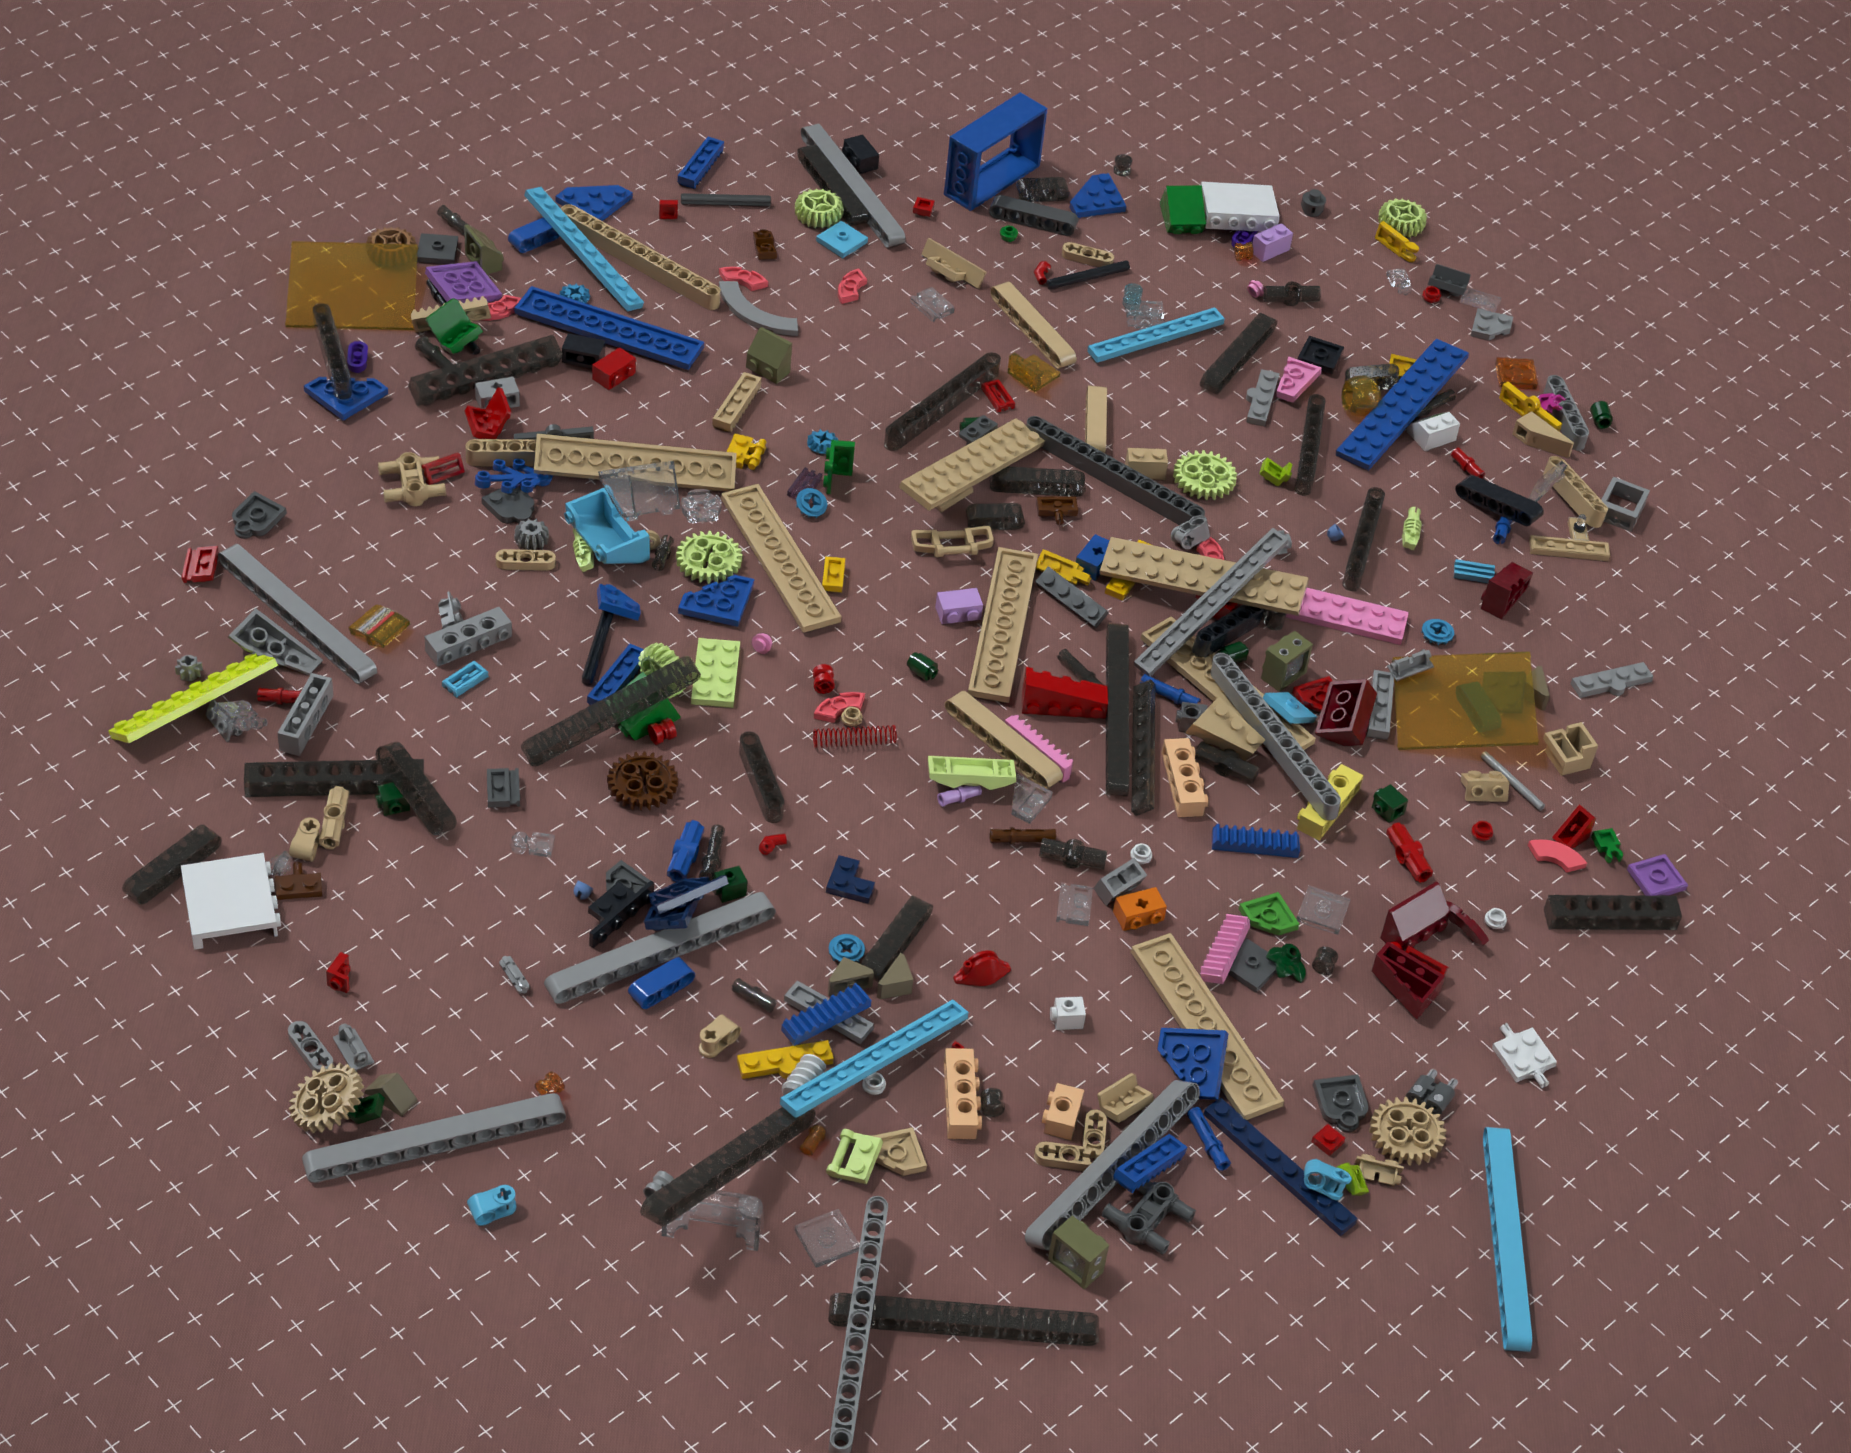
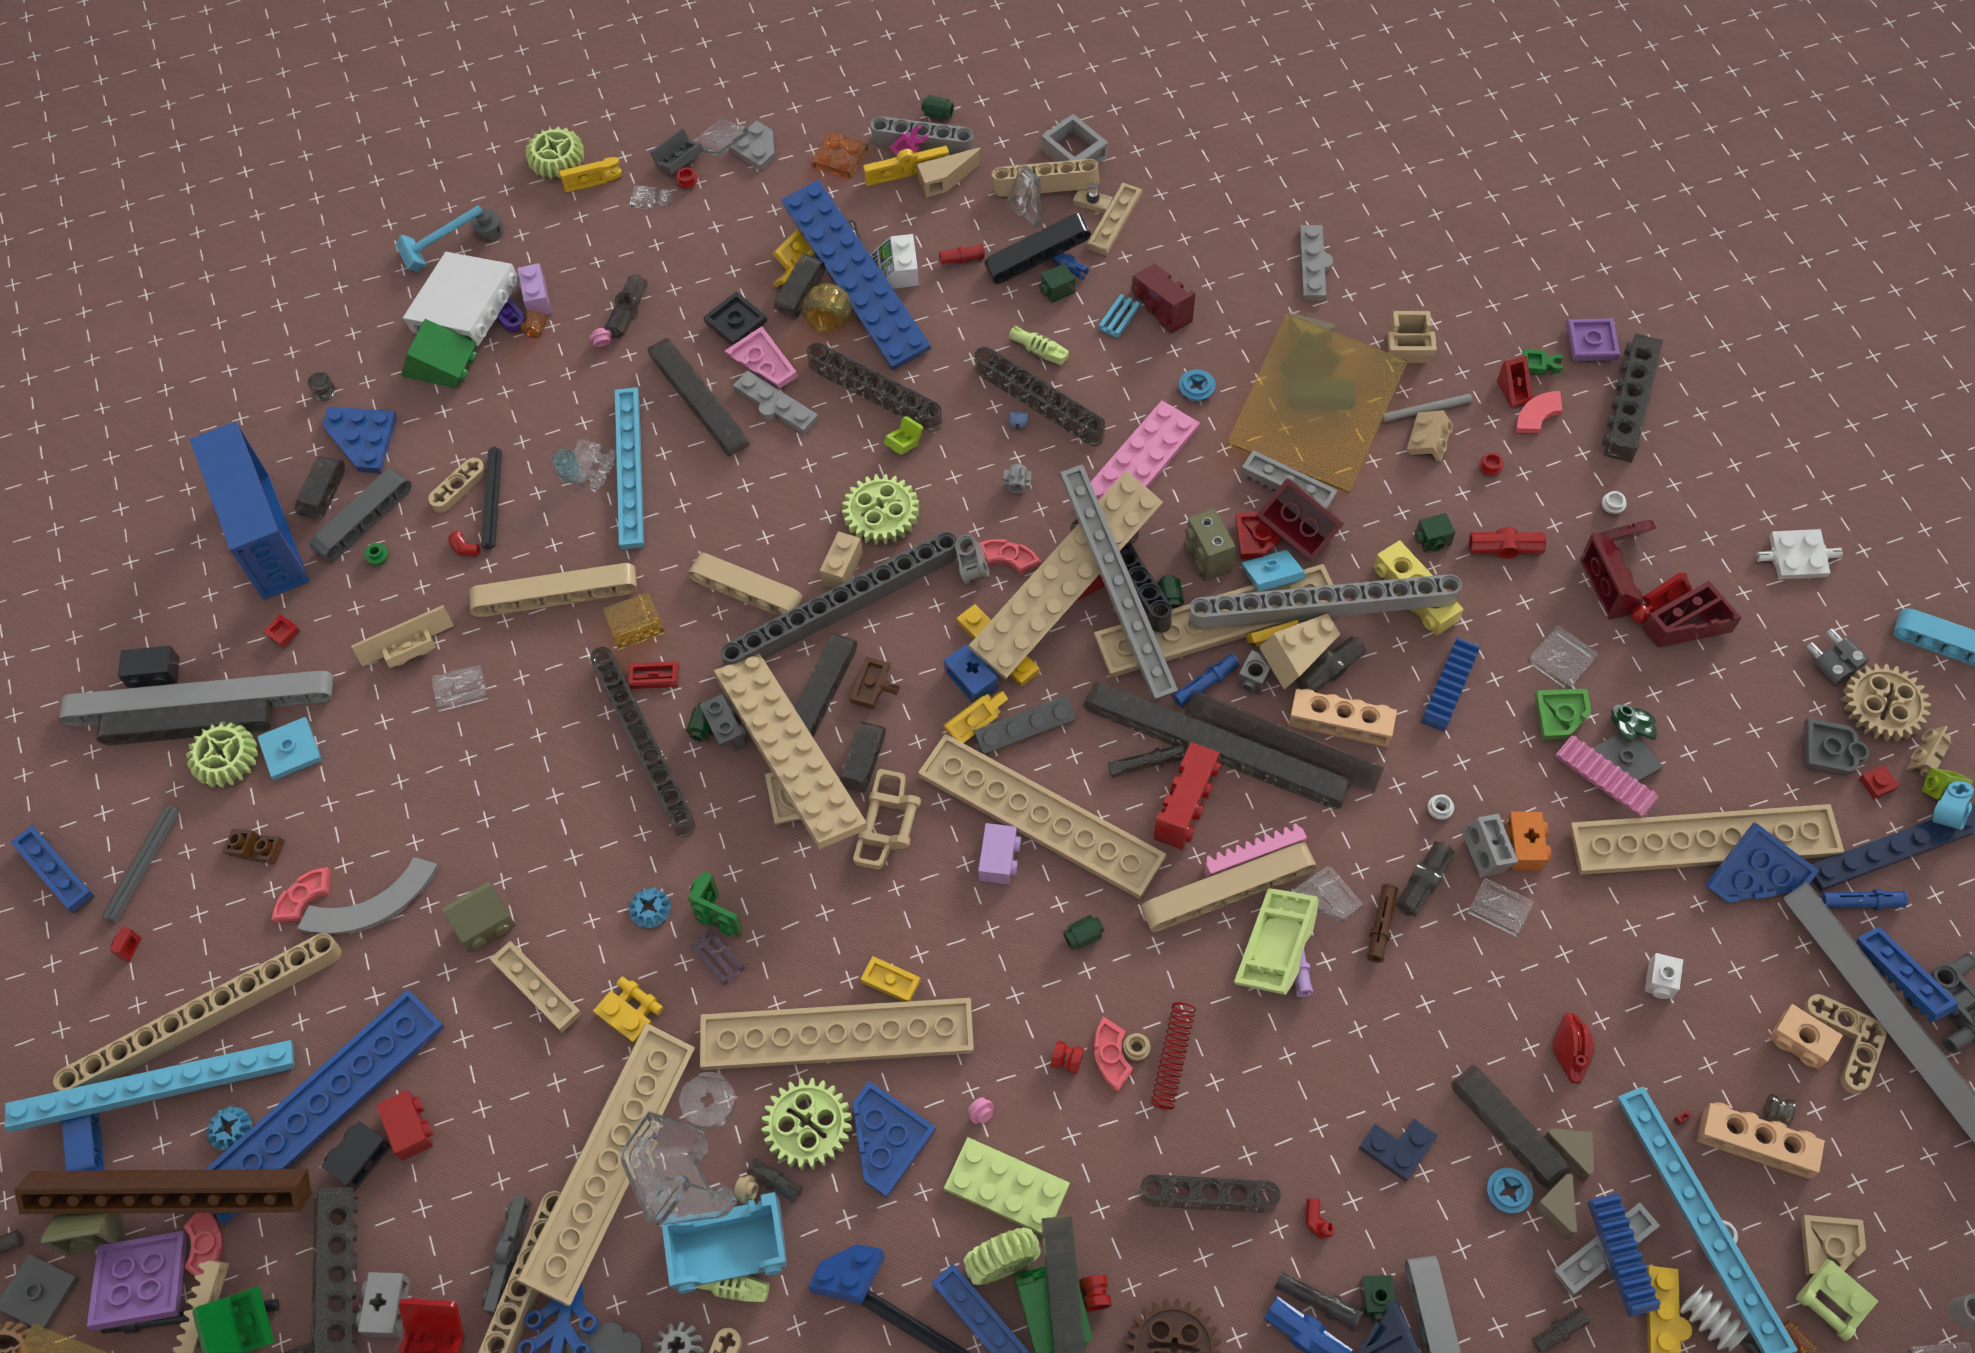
camera: 60 degrees left, 15 degrees up
(520, 271) = (163, 1191): none -> reddish brown brick
(595, 200) = (52, 1036): blue plate -> none
(818, 499) = (754, 950): dark azure gear -> none
(849, 286) = (379, 771): coral tile -> none
(1124, 1098) = (1801, 964): tan bracket -> none
(1268, 170) = (411, 250): none -> medium azure piece
(1325, 960) = (1641, 685): clear smoke wheel -> none
(1411, 665) = (1254, 429): light grey hinge -> none
(1478, 524) = (1057, 283): none -> dark green brick

